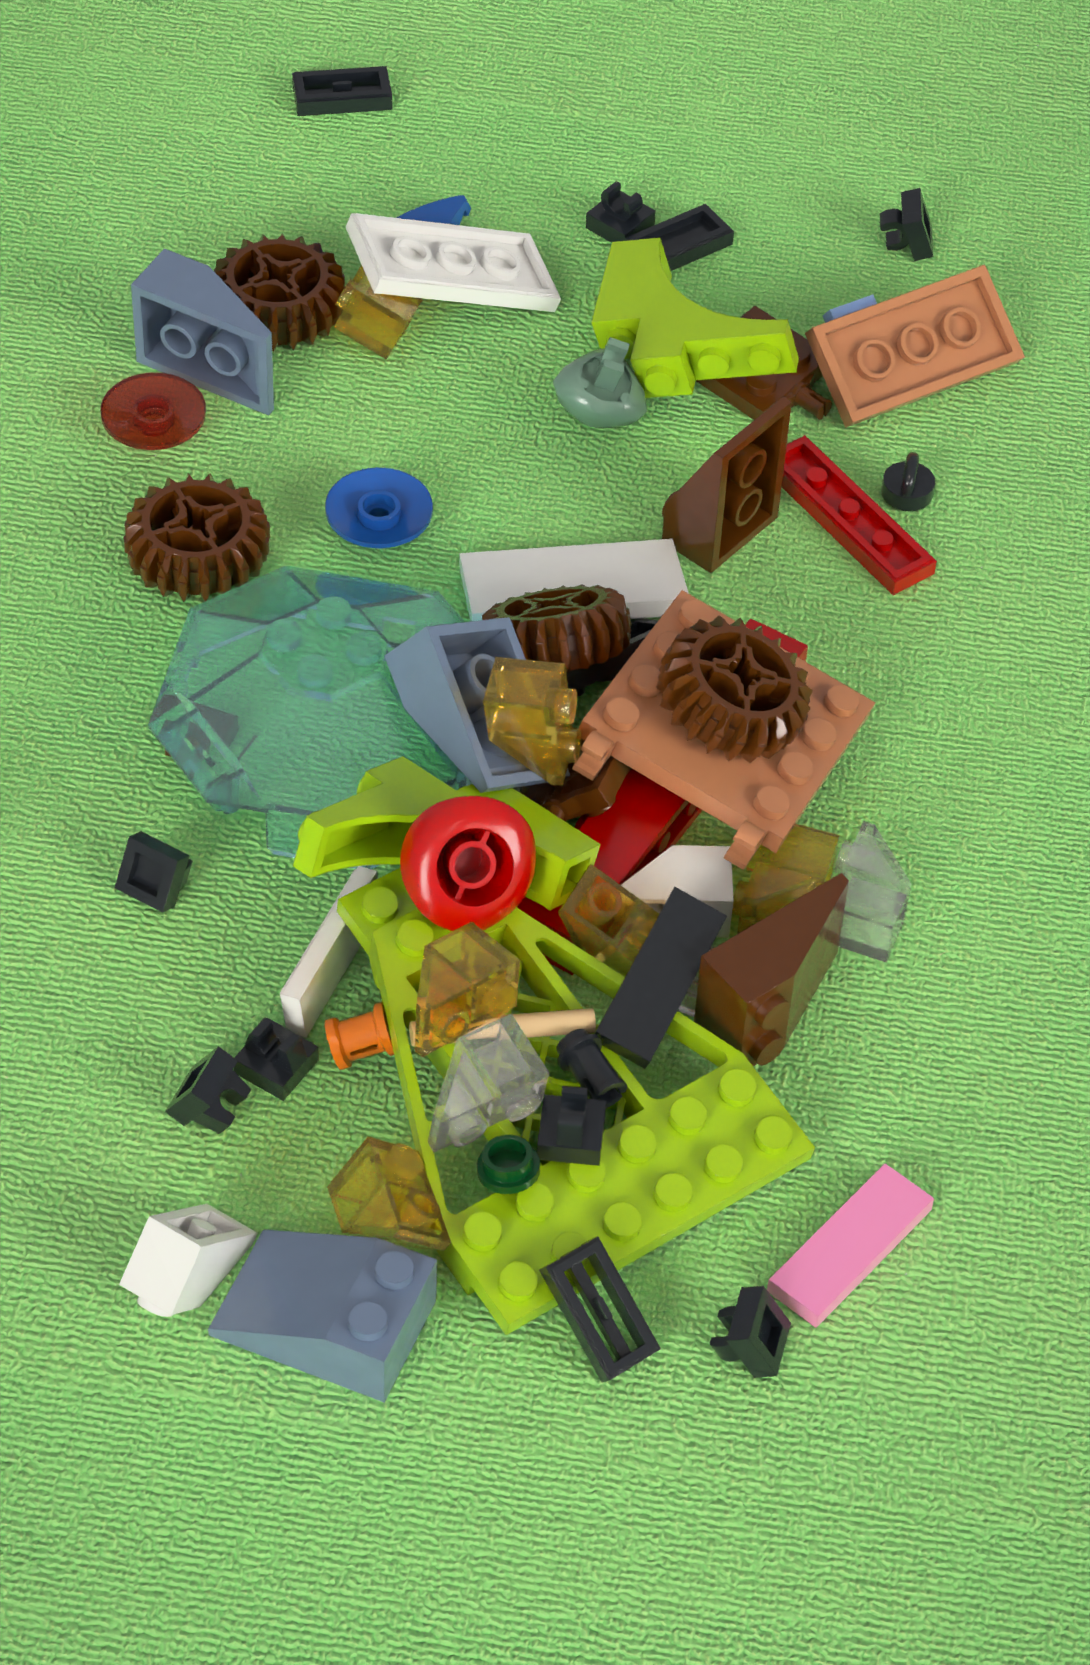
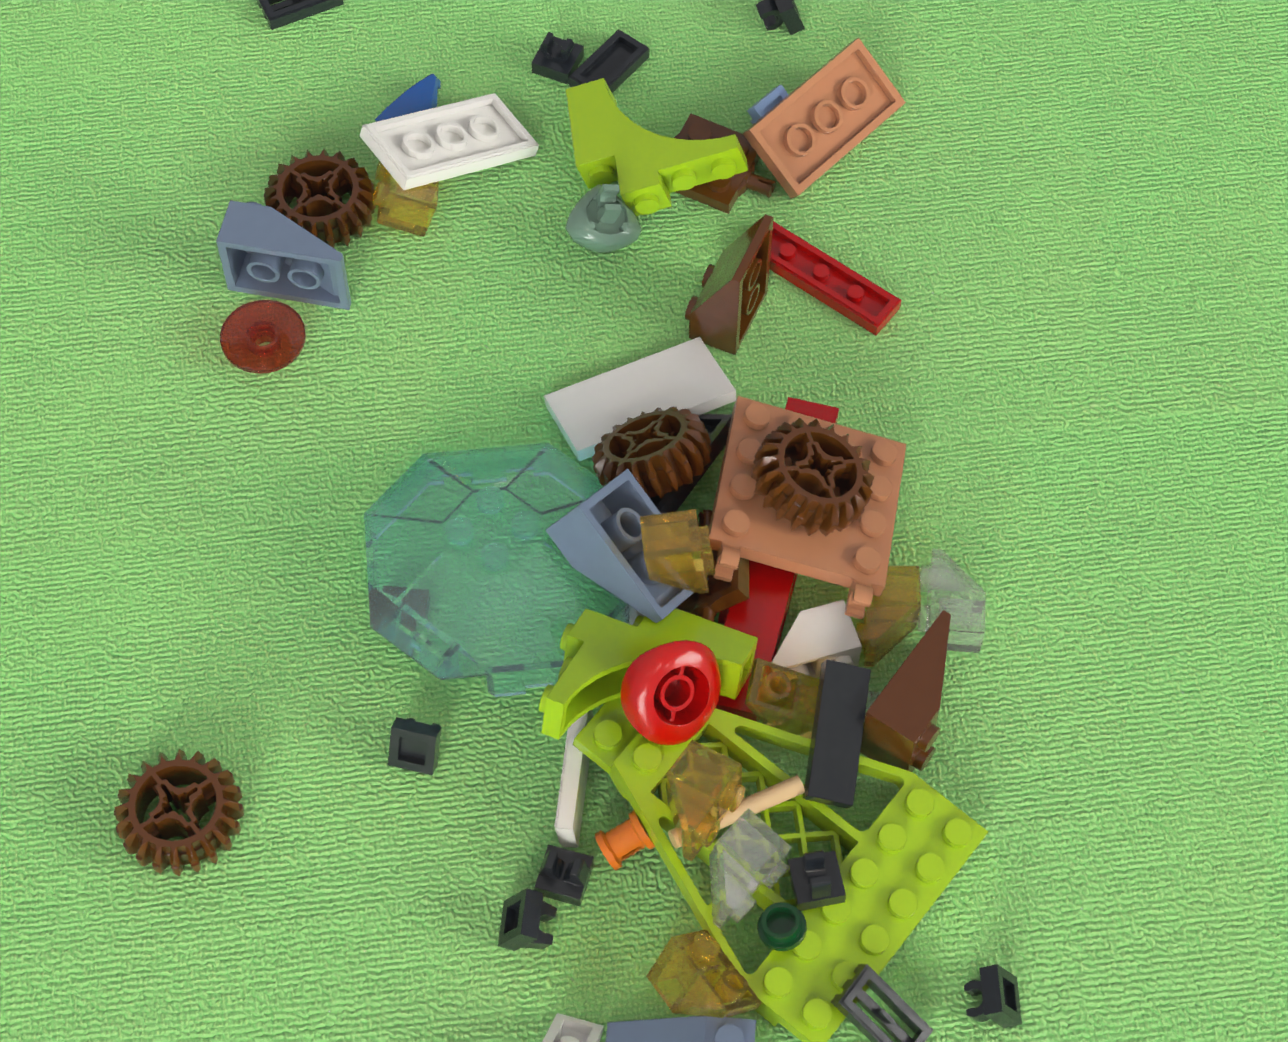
camera: 15 degrees left, 10 degrees up
(196, 537) = (336, 455): reddish brown gear -> none
(379, 507) = (467, 360): blue dish -> none
(583, 1057) = (812, 824): black pin -> none
(850, 1245) = (1036, 900): bright pink tile -> none
(908, 484) = (856, 238): black tile -> none

